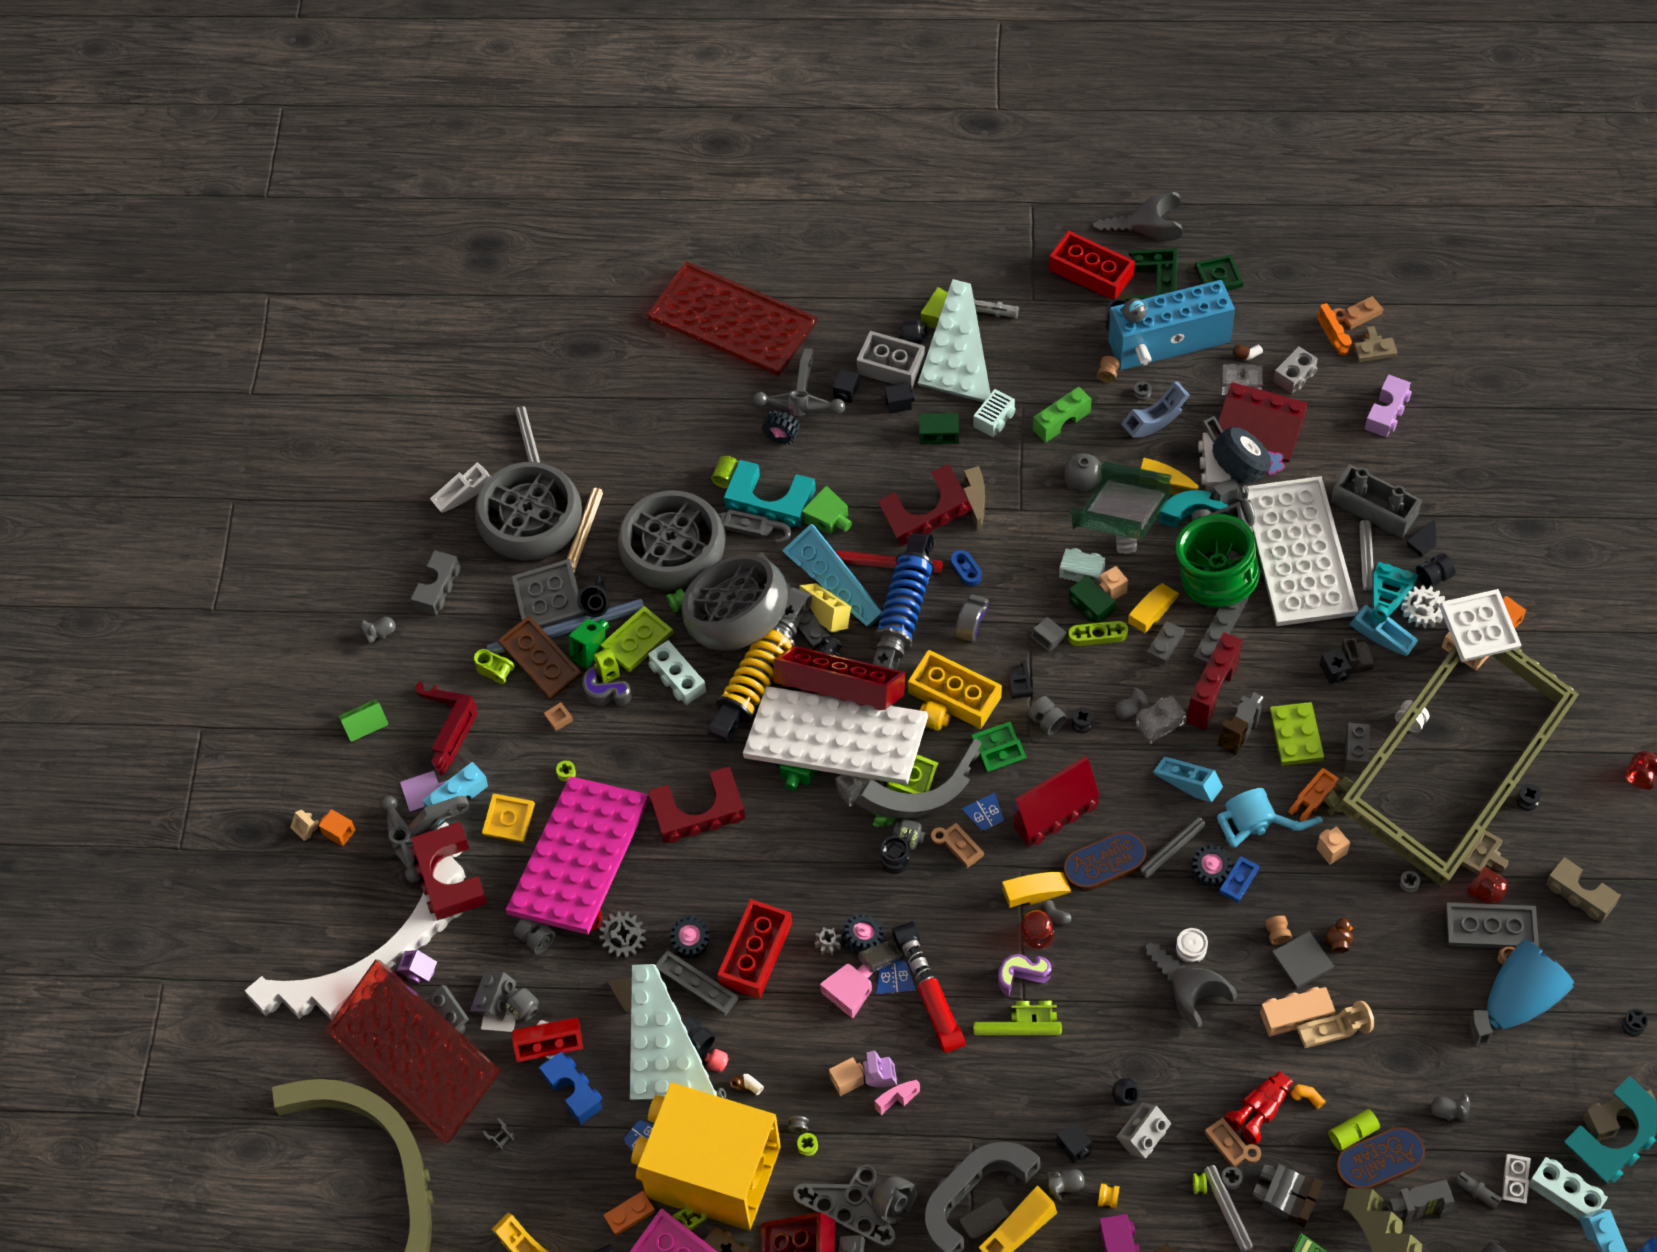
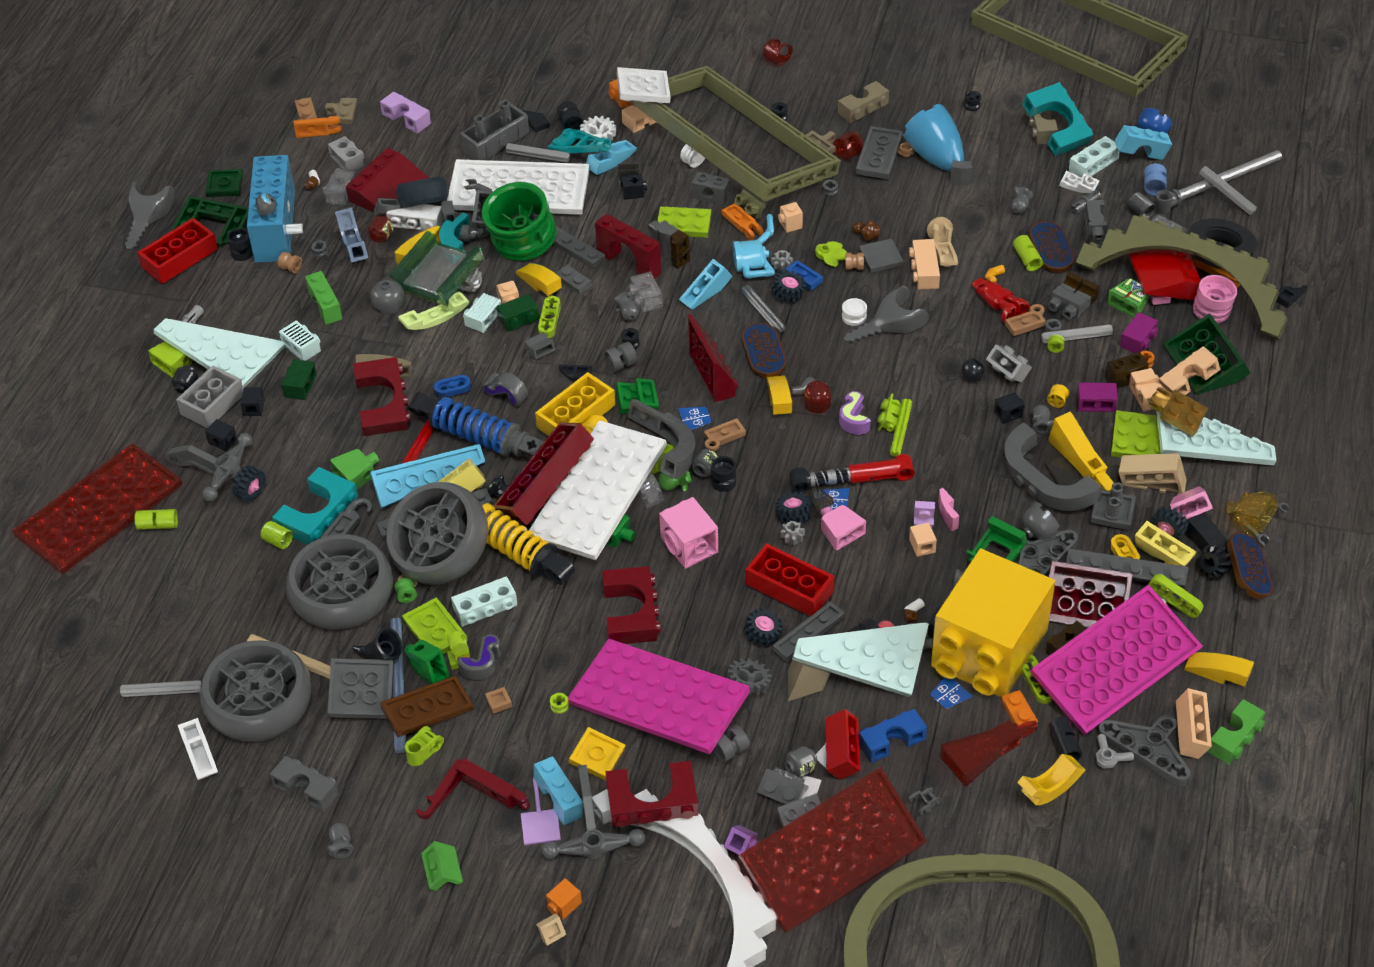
camera: 80 degrees left, 10 degrees down
(558, 1173) = (975, 753): none -> clear red piece
(725, 368) = (156, 519): none -> lime pin
(798, 836) = (689, 532): none -> bright pink brick
(863, 1165) = (1003, 535): none -> green window
(1060, 517) = (434, 315): none -> yellowish green slope
(1184, 435) = (380, 228): none -> clear red head
(1258, 854) = (781, 260): none -> light grey gear
(1289, 906) = (830, 253): none -> lime plate

